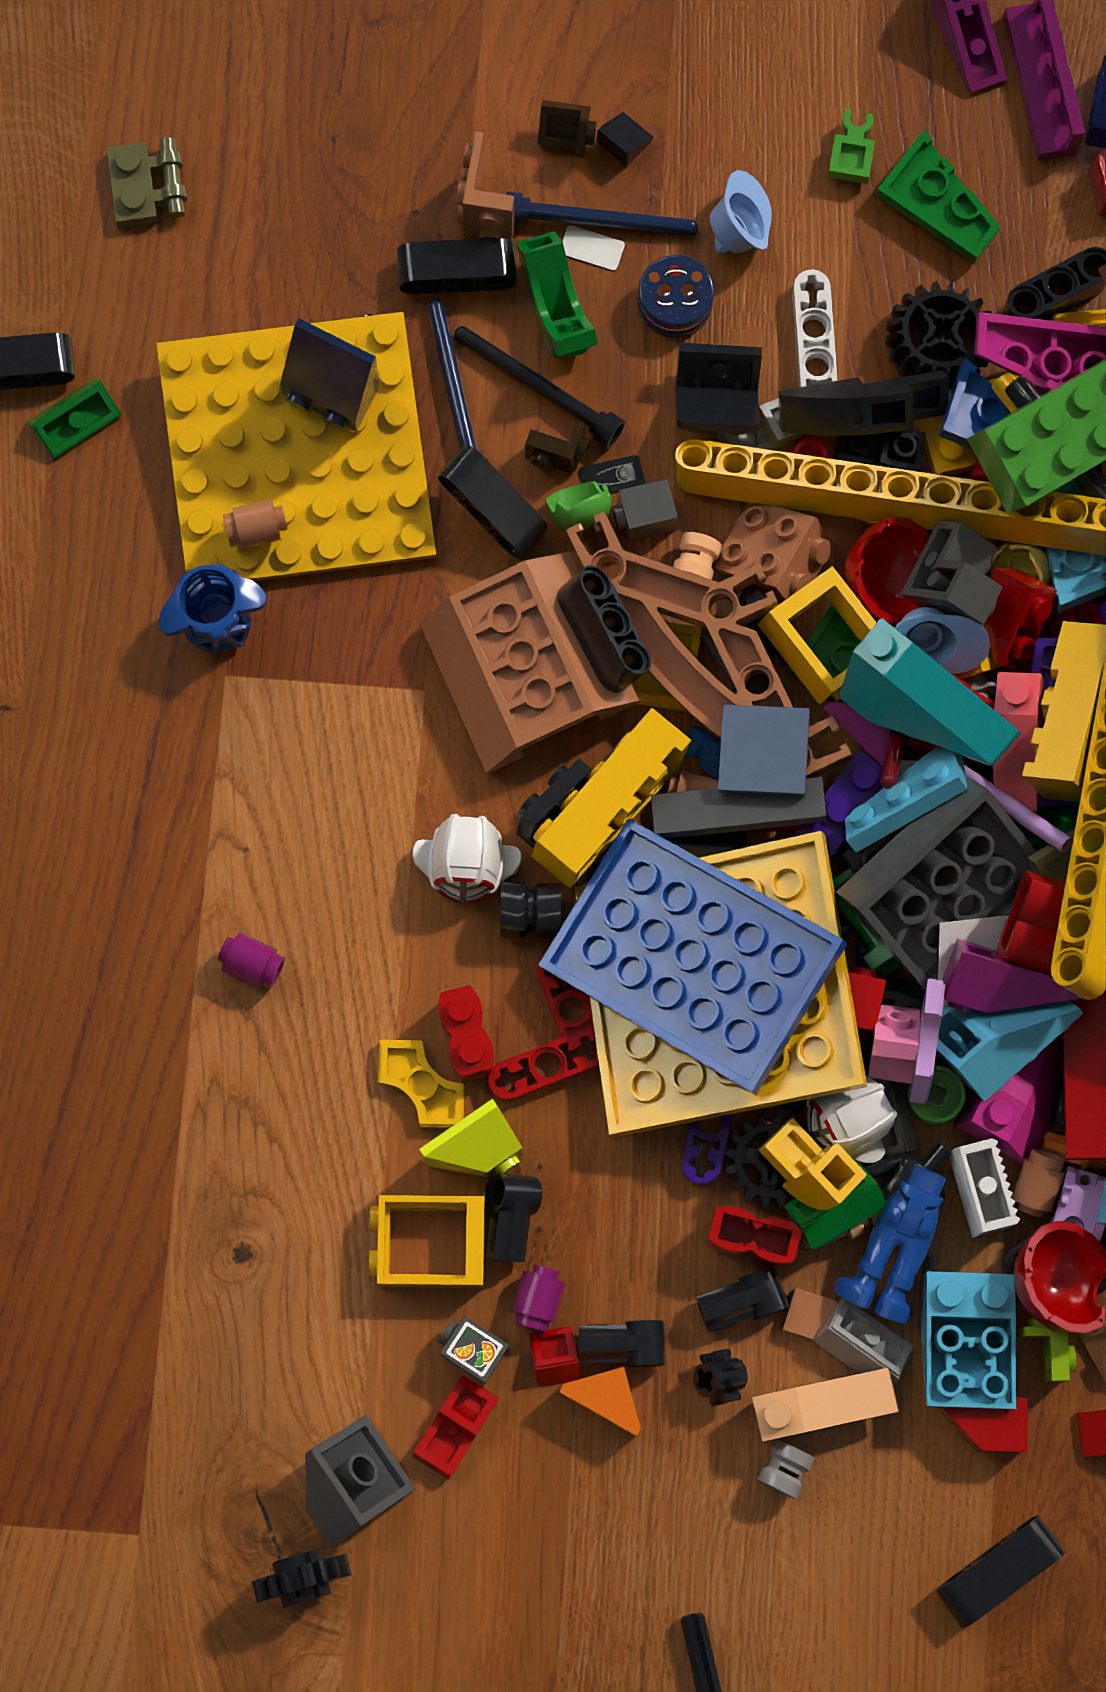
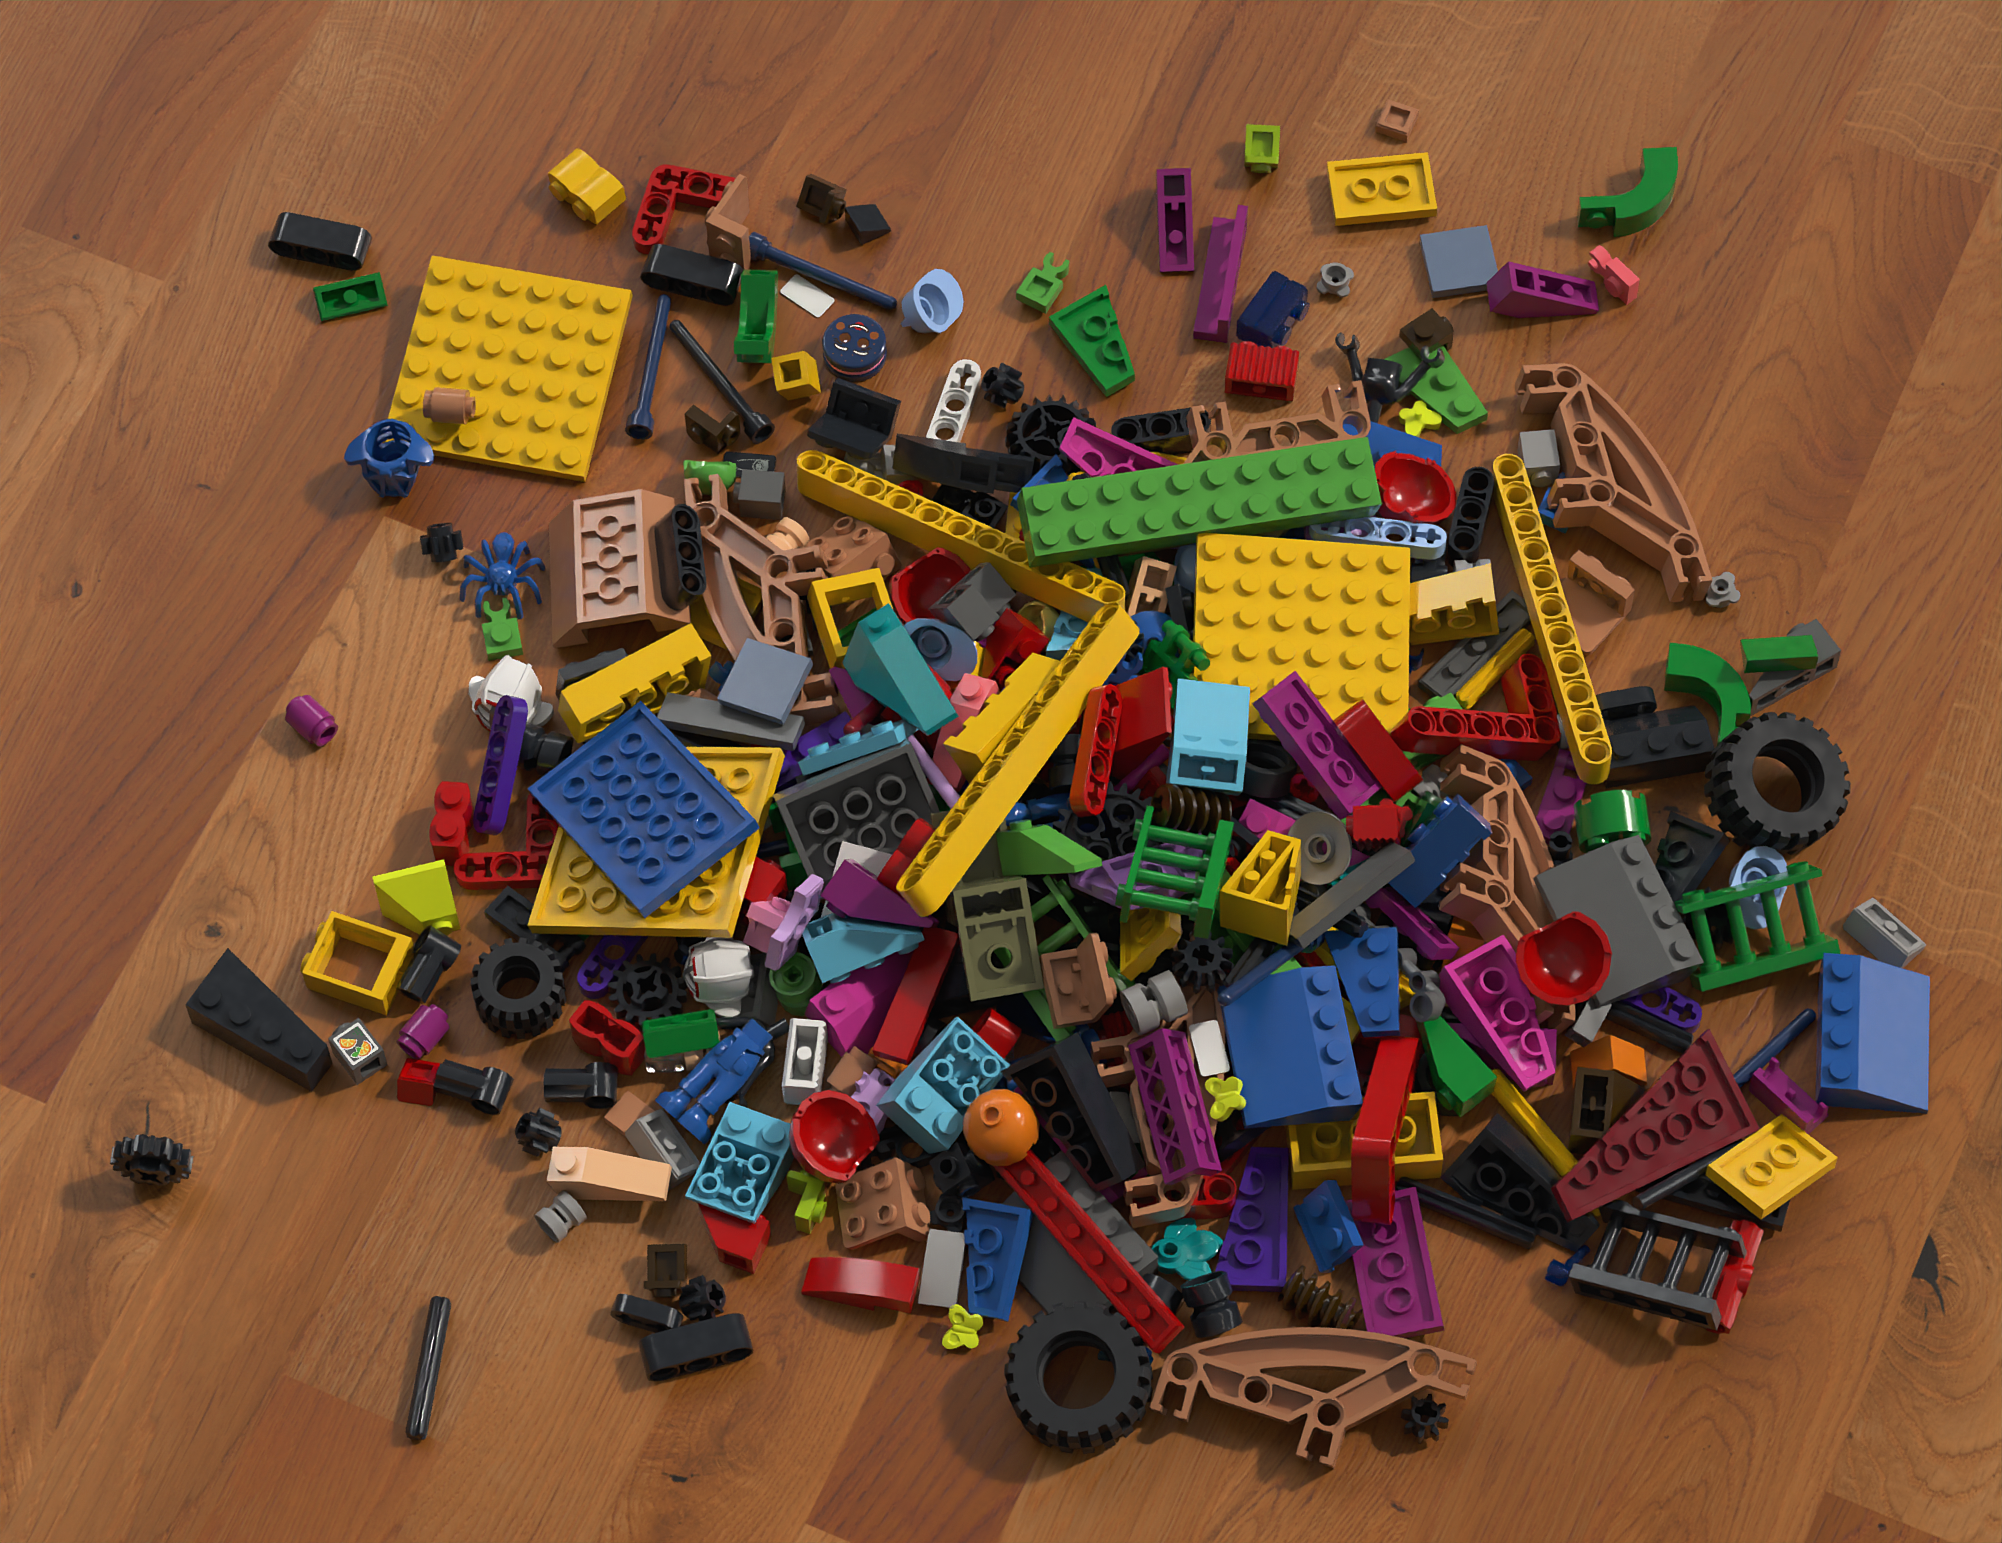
camera: 25 degrees right, 15 degrees down
(133, 187) = (469, 142): olive plate -> none
(291, 196) = (586, 186): none -> yellow brick
(310, 691) = (441, 542): none -> black gear
(329, 376) = (546, 310): slope -> none
(338, 1354) = (257, 1022): none -> black wedge
(352, 1480) = (222, 1112): dark grey slope -> none
(388, 174) = (669, 196): none -> red beam
(393, 706) = (501, 575): none -> blue animal
(406, 1069) = (397, 839): yellow tile -> none
(421, 778) = (501, 633): none -> bright green plate
(455, 1427) = (321, 1105): red slope -> none
(492, 501) = (641, 446): black beam -> none
(507, 1008) = (500, 765): none -> dark purple beam
(586, 1121) = (512, 913): none -> black plate
(607, 1397) = (443, 1116): orange slope -> none
(629, 354) = (796, 375): none -> yellow brick
(632, 1172) = (514, 962): none -> black tyre
(812, 1174) = (669, 993): yellow brick -> none
(861, 289) = (1002, 385): none -> black gear
(930, 1552) = (645, 1314): none -> black beam
(931, 1492) = (666, 1269): none -> dark brown bracket
(986, 1514) = (702, 1299): none -> black gear

